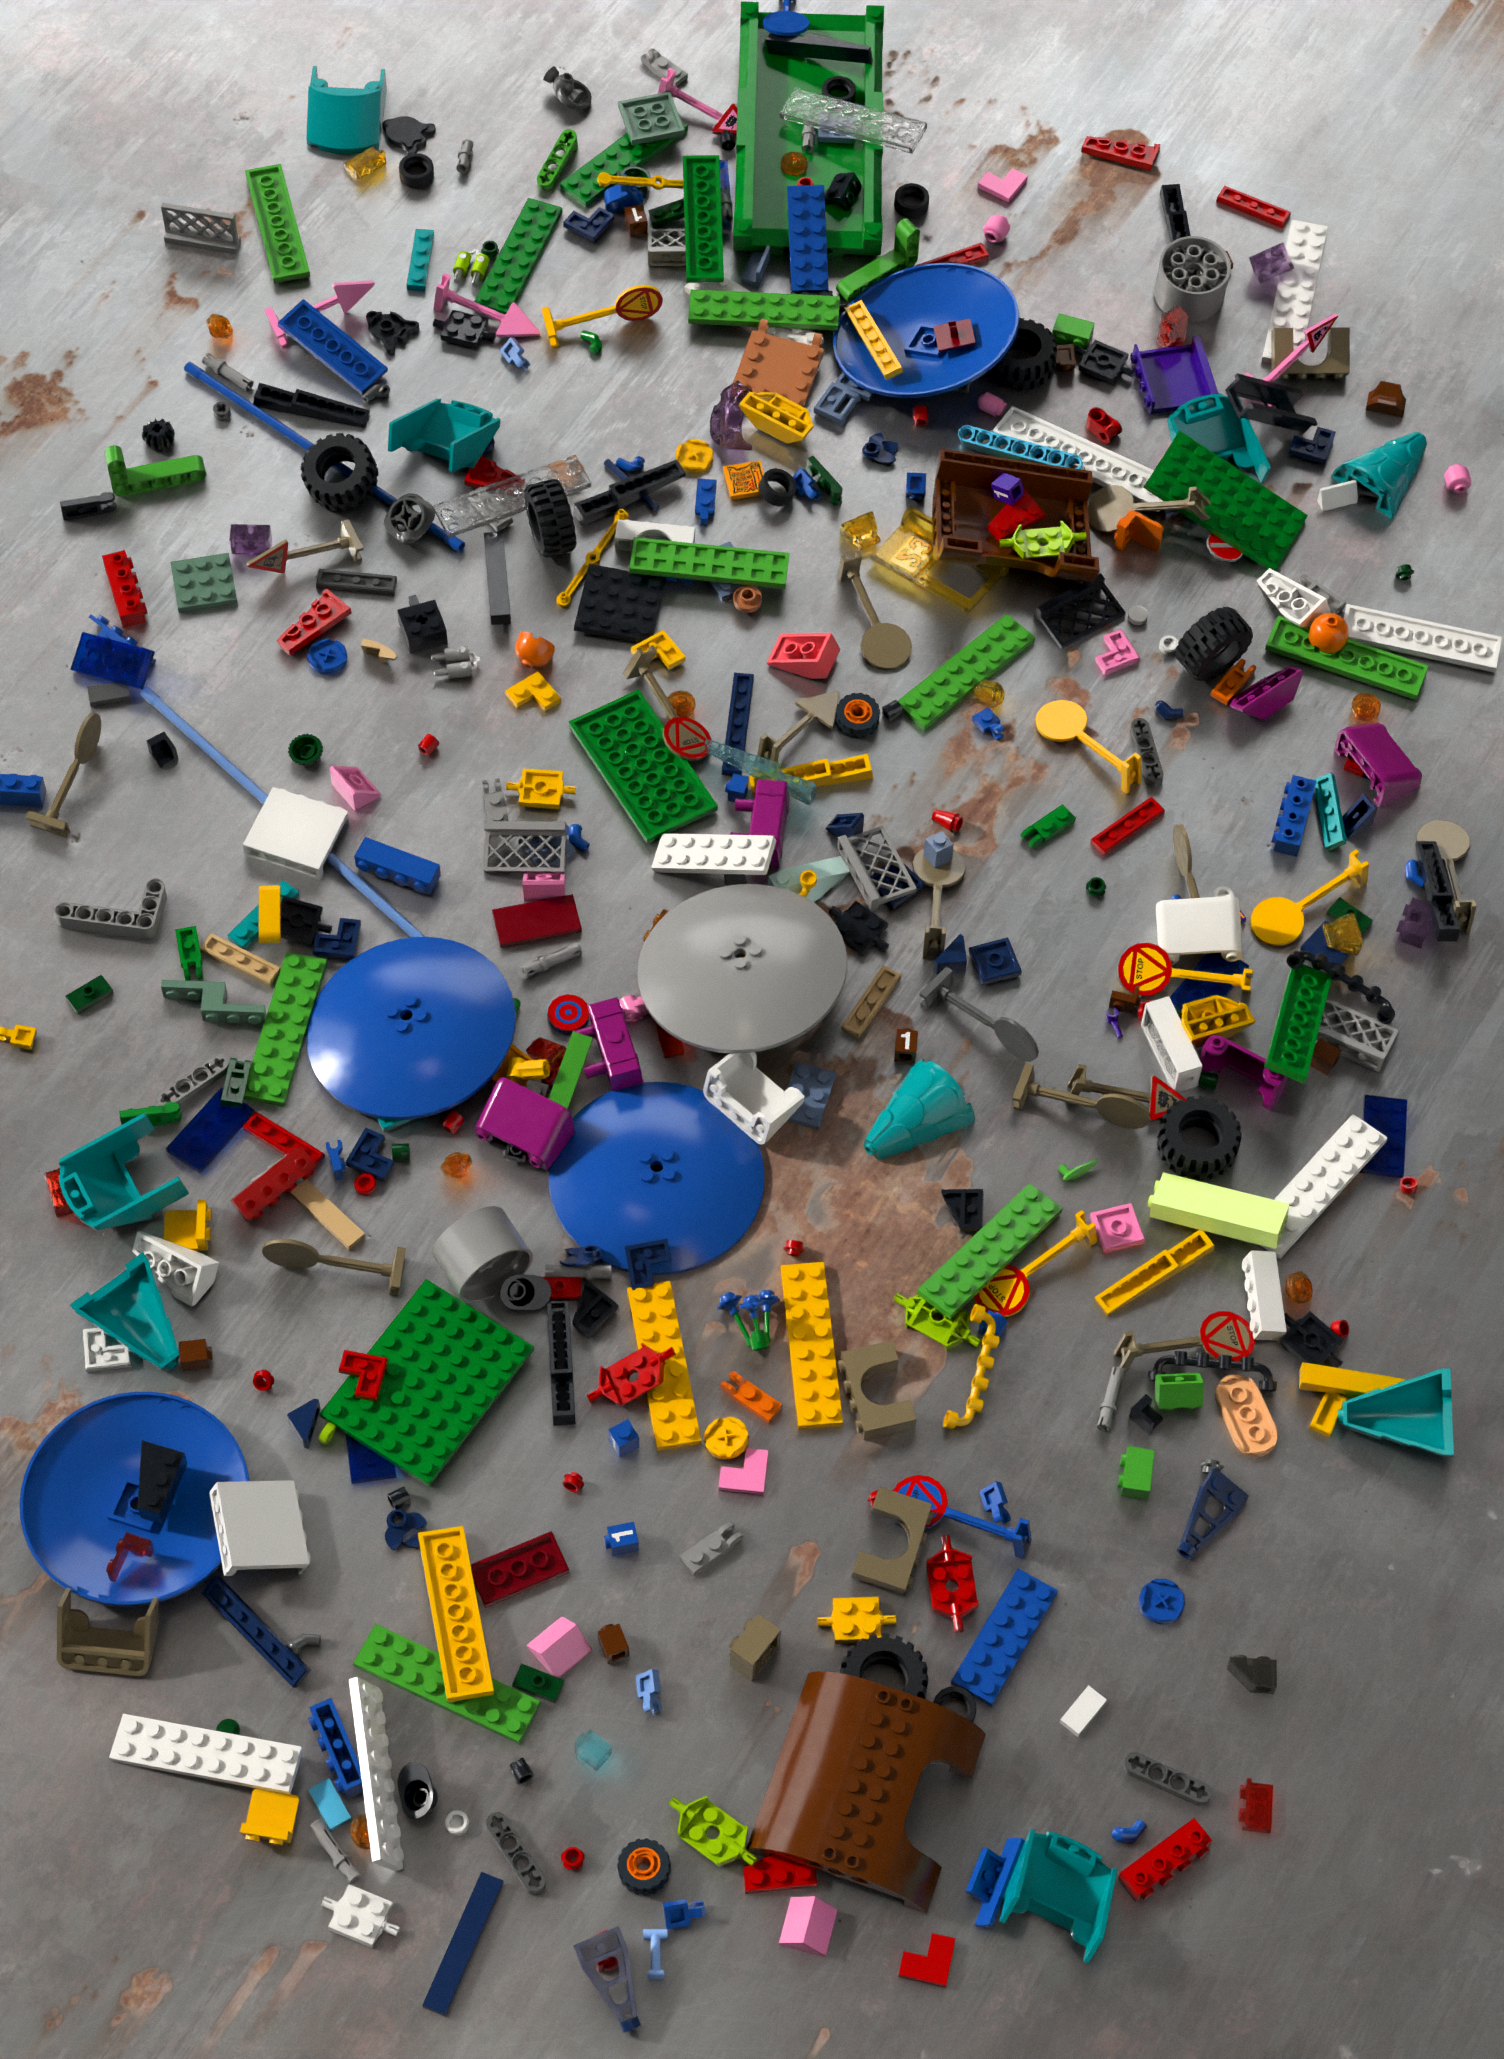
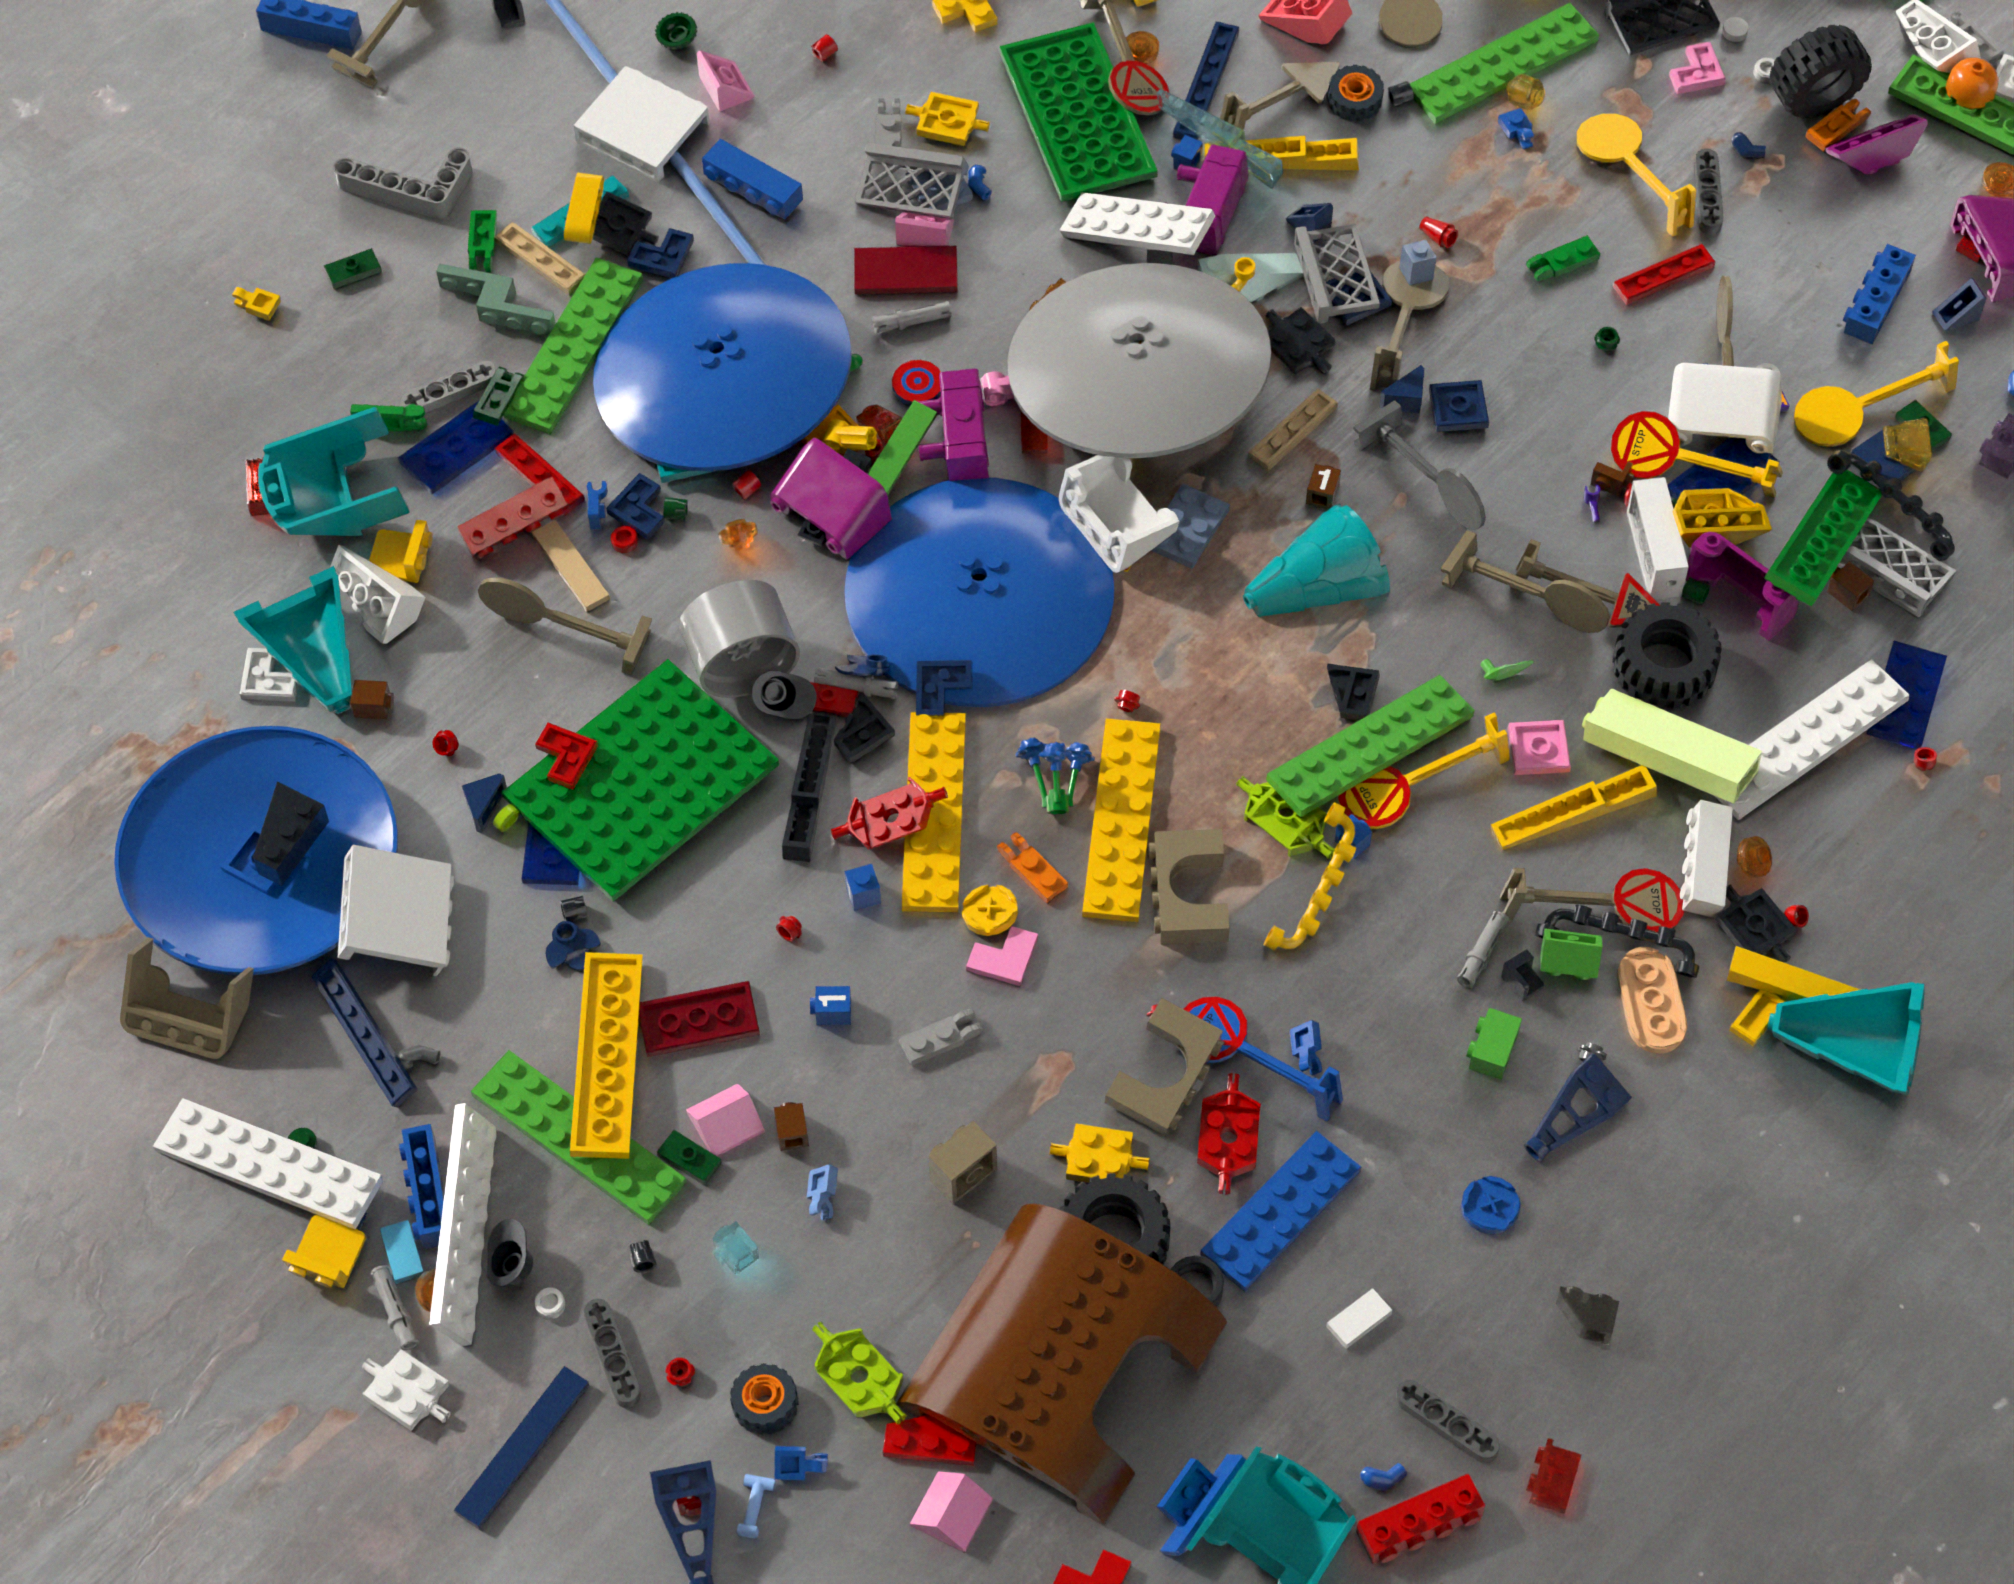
camera: 15 degrees right, 0 degrees up
(136, 1545) = (234, 899): clear red bracket -> none
(1330, 811) = (1926, 296): teal plate -> none

